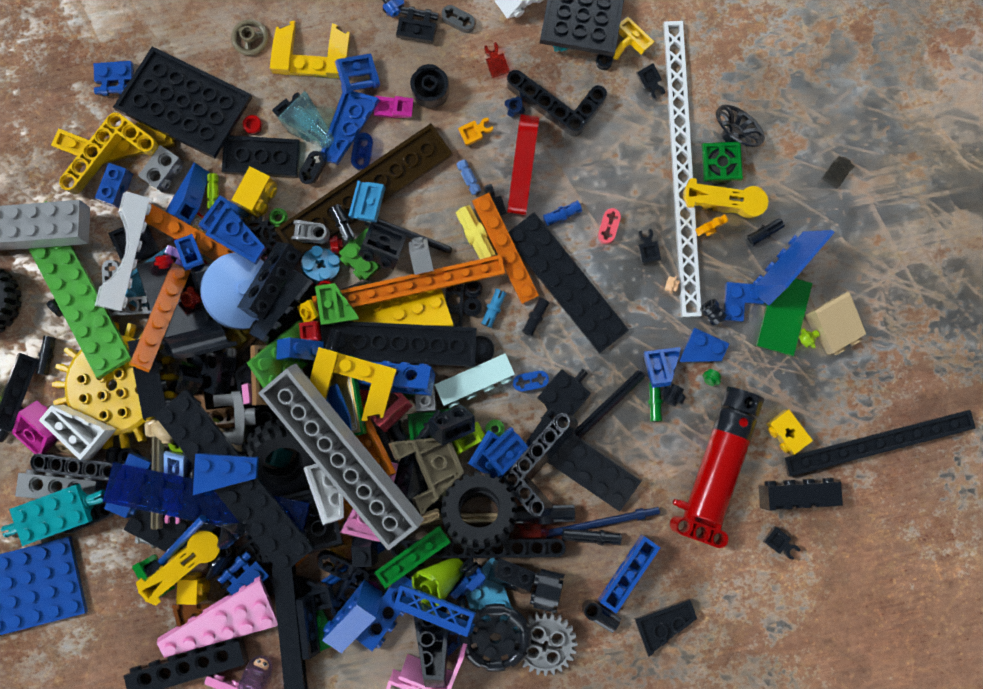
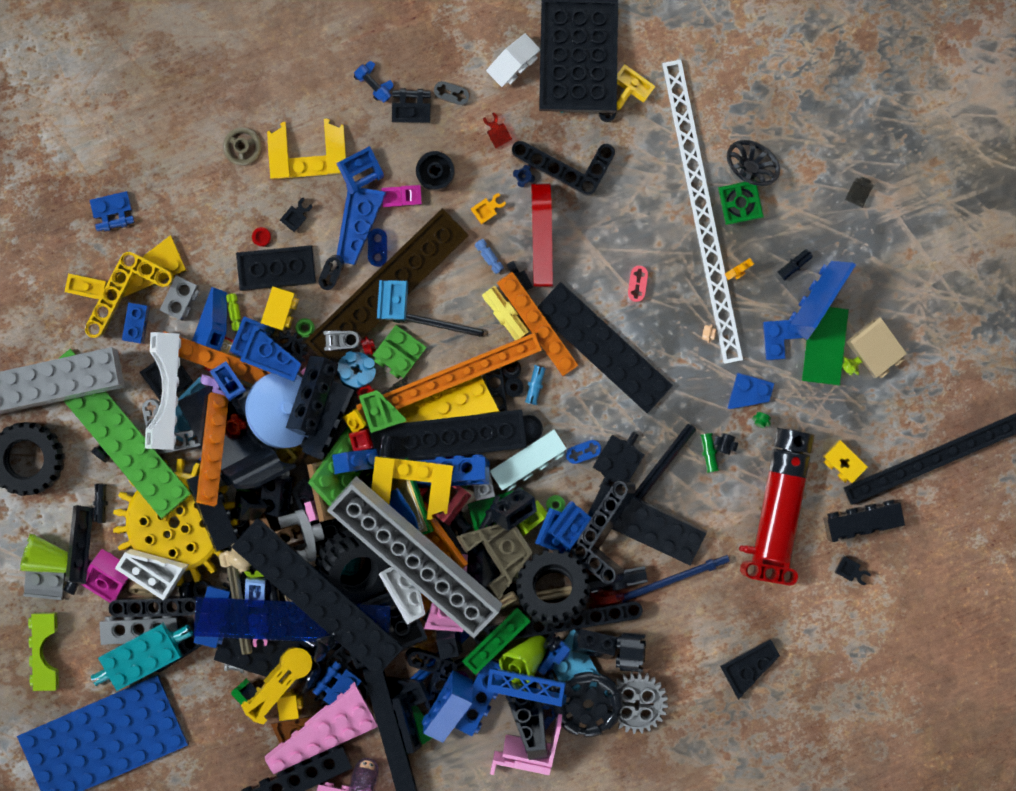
camera: 10 degrees left, 5 degrees up
(163, 261) = (203, 393): red plate -> none
(182, 539) = (274, 660): blue bar -> none
(183, 102) = (189, 226): black plate -> none
(219, 471) = (306, 589): blue wing -> none
(306, 123) = (320, 229): clear light blue slope -> none
(342, 222) = (371, 325): black axle -> none
(382, 245) = (415, 342): black plate -> none
(420, 255) = (455, 346): light grey brick -> none
(535, 317) = (578, 387): black pin -> none
(562, 213) = (589, 278): blue pin -> none
(586, 536) = (666, 594): black pin -> none
(601, 616) = (688, 668): black piece -> none
(628, 573) = (707, 623): blue brick -> none
(648, 78) = (656, 125): black plate -> none
(649, 250) = (680, 302): black plate -> none
(661, 365) = (710, 416): blue wing -> none
(713, 312) = (753, 355): black wheel -> none
(747, 202) = (773, 239): yellow piece -> none

